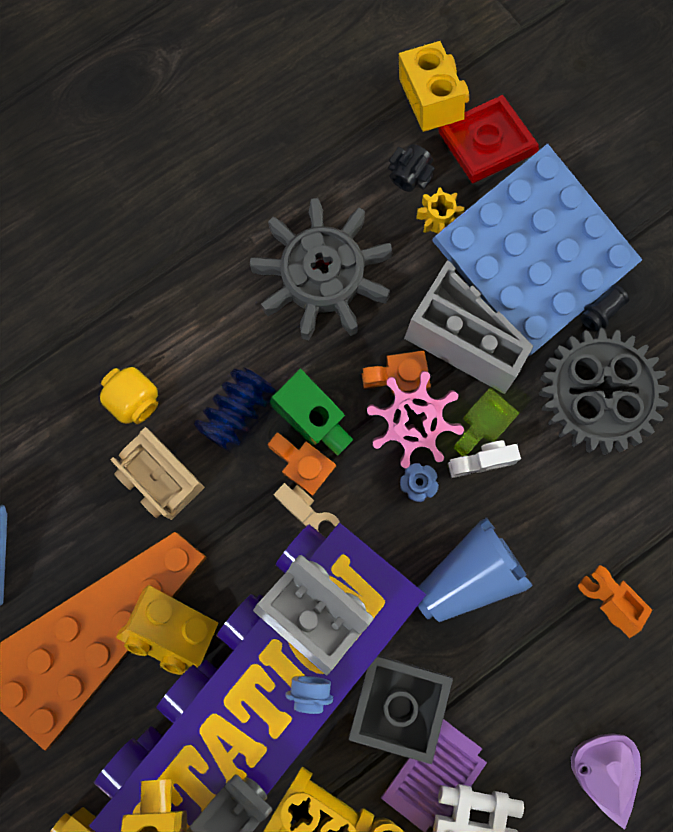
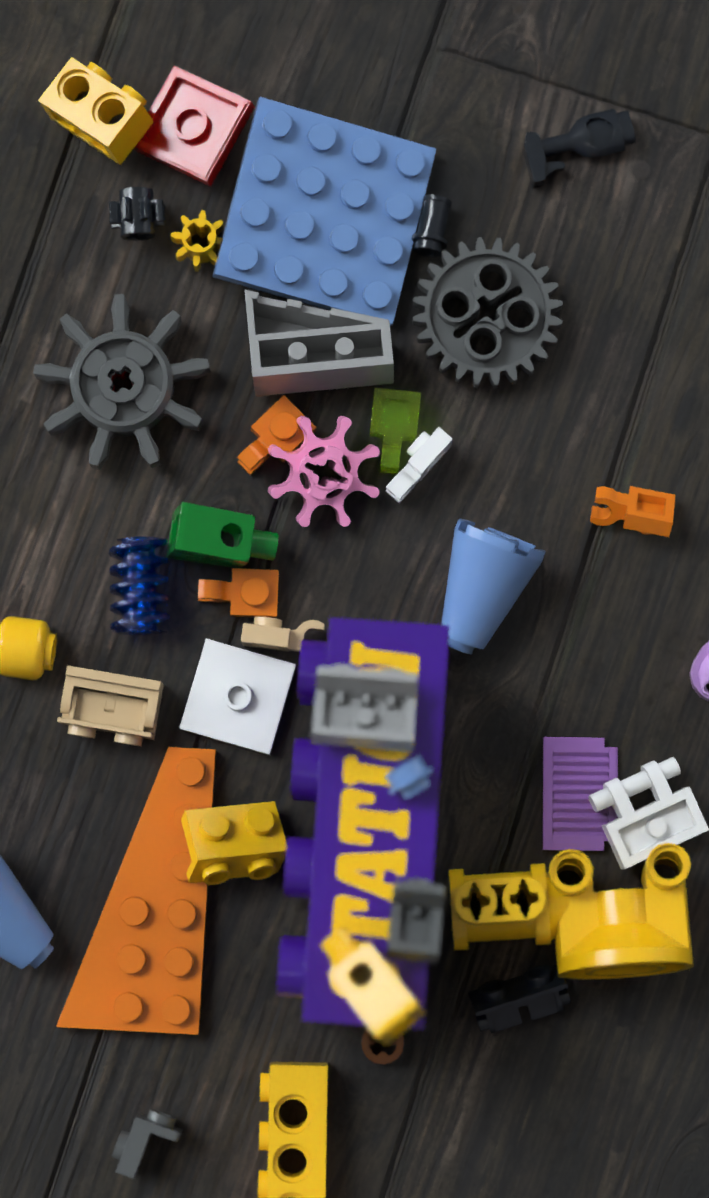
camera: 40 degrees left, 5 degrees up
(246, 531) = (237, 696): none -> white plate
(401, 709) = (501, 750): dark grey brick -> none
(409, 486) = (373, 542): medium blue plate -> none

